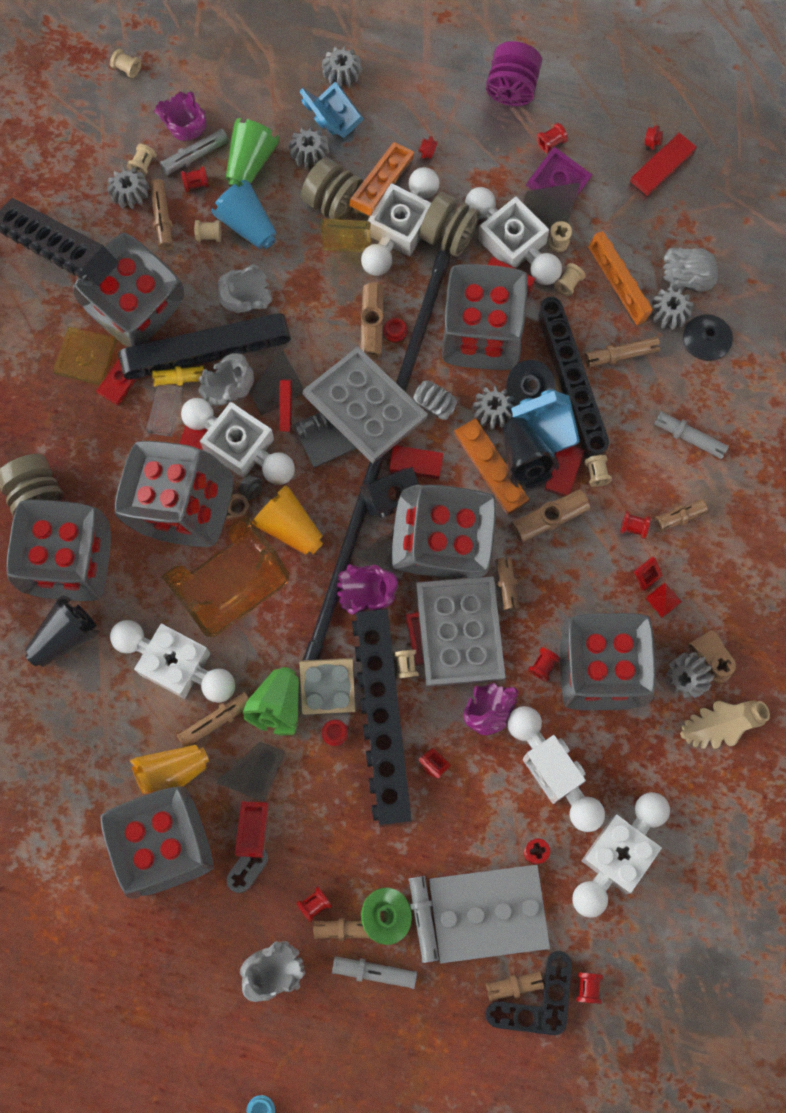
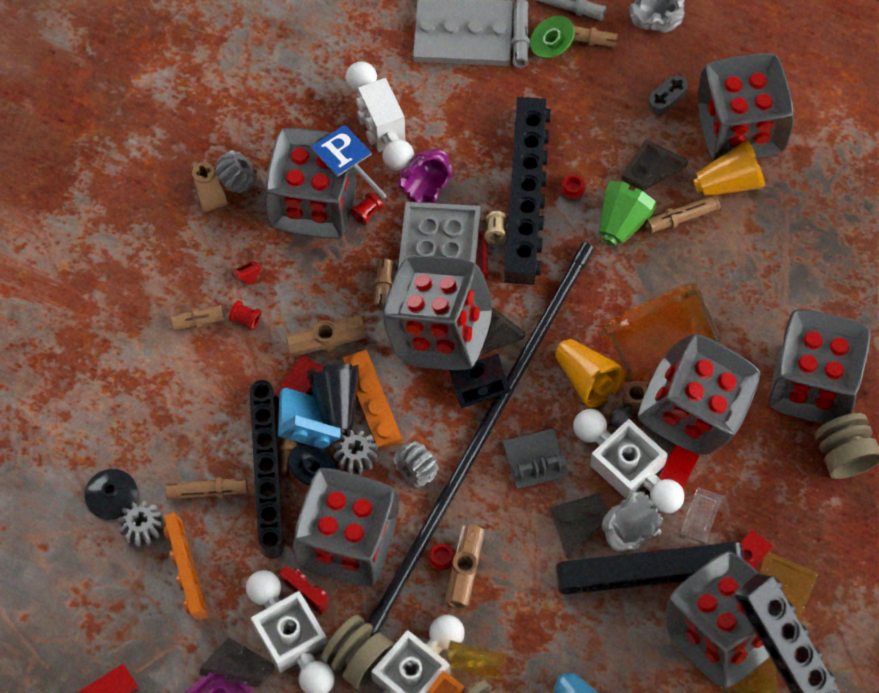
camera: 170 degrees left, 10 degrees down
(60, 633) = (828, 299): black cone -> none
(177, 376) = (682, 541): yellow pin -> none
(177, 678) = (717, 266): white brick -> none
(244, 290) = (599, 622): light grey hair -> none
(251, 829) = (660, 119): red tile -> none
(285, 405) = (572, 485): red tile -> none
(313, 904) = (621, 57): red bush -> none
(327, 686) = (573, 222): light grey piece -> none
(365, 404) = (490, 468): light grey plate -> none
(366, 588) = (520, 298): magenta hair -> none
(424, 462) = (447, 416): red tile -> none
(434, 763) = (486, 146): red slope -> none
(540, 844) = (414, 64): red bush -> none
(559, 236) = (237, 617): tan bush -> none
(569, 279) = (239, 576): tan bush -> none
(580, 673) = (343, 151): none -> blue piece
(591, 896) = (338, 47): white brick -> none
(598, 471) = (267, 369): tan bush -> none
(663, 600) = (238, 249): red slope -> none
(690, 269) = (107, 563): light grey hair -> none
(691, 435) = (171, 398): light grey pin -> none
(724, 723) = (214, 136): tan plant -> none

